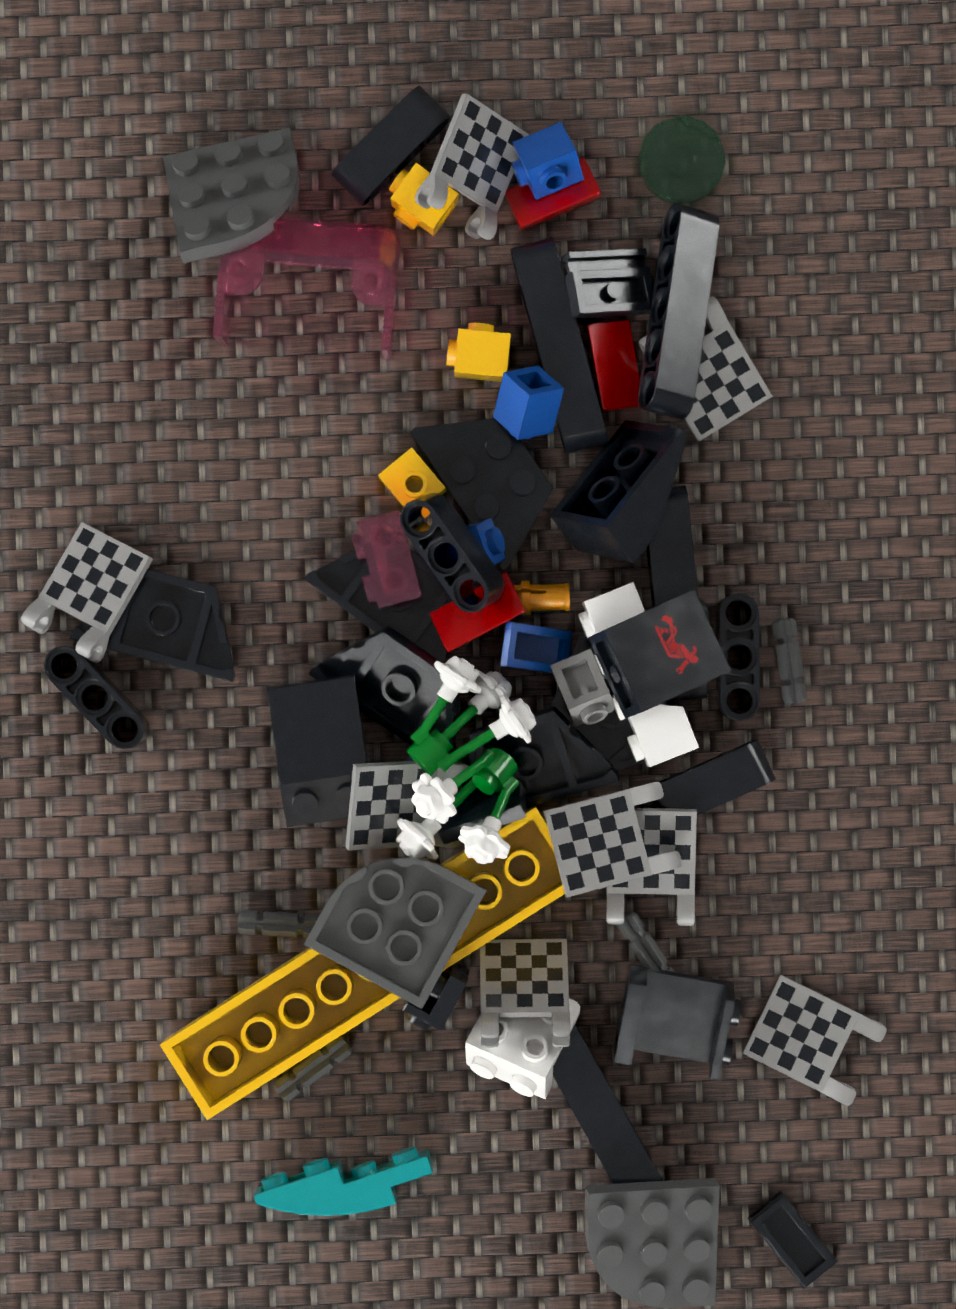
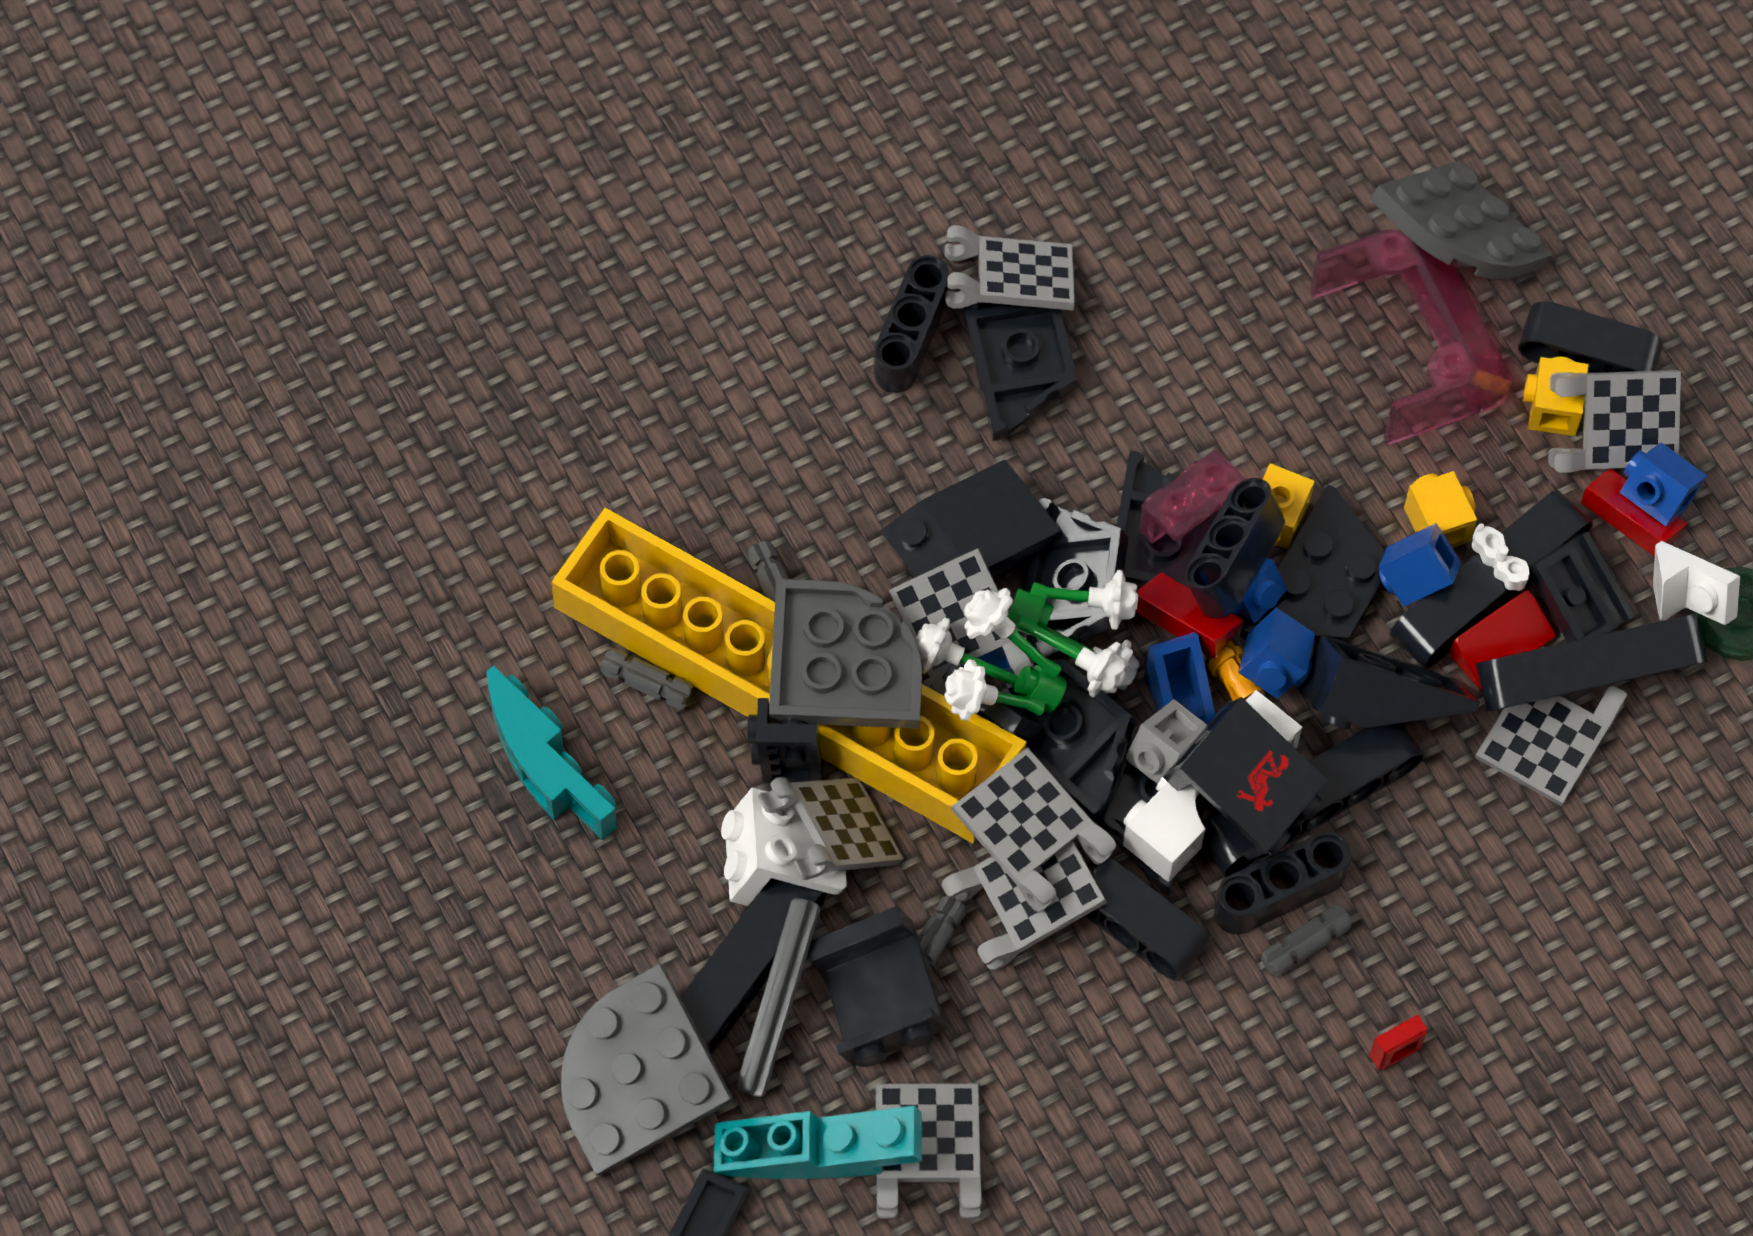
camera: 60 degrees right, 25 degrees down
(544, 337) = (1493, 552): none -> white piece
(547, 559) = (1277, 653): none -> blue brick
(644, 194) = (1693, 583): none -> white slope
(645, 1101) = (778, 997): none -> dark grey axle
(777, 1127) = (818, 1147): none -> teal slope
(911, 638) = (1398, 1043): none -> red tile

